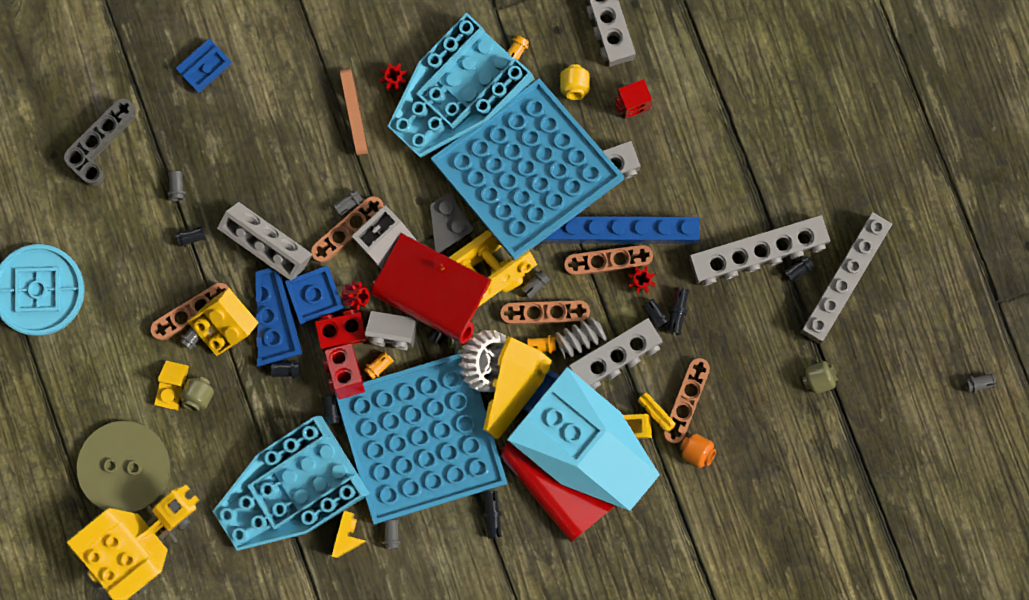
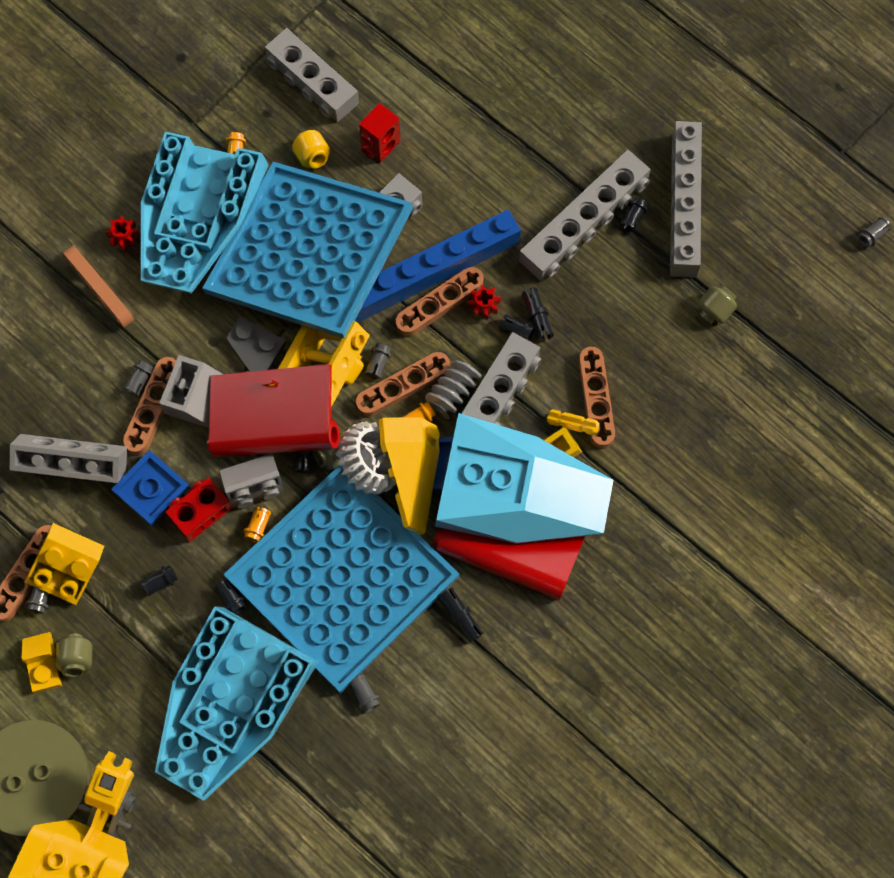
camera: 30 degrees left, 10 degrees down
(276, 327) = (125, 541): blue wing -> none
(343, 542) = (318, 728): yellow slope -> none
(347, 370) = (223, 546): red brick -> none
(355, 295) = (195, 465): red gear -> none
(698, 450) = (637, 438): orange head -> none

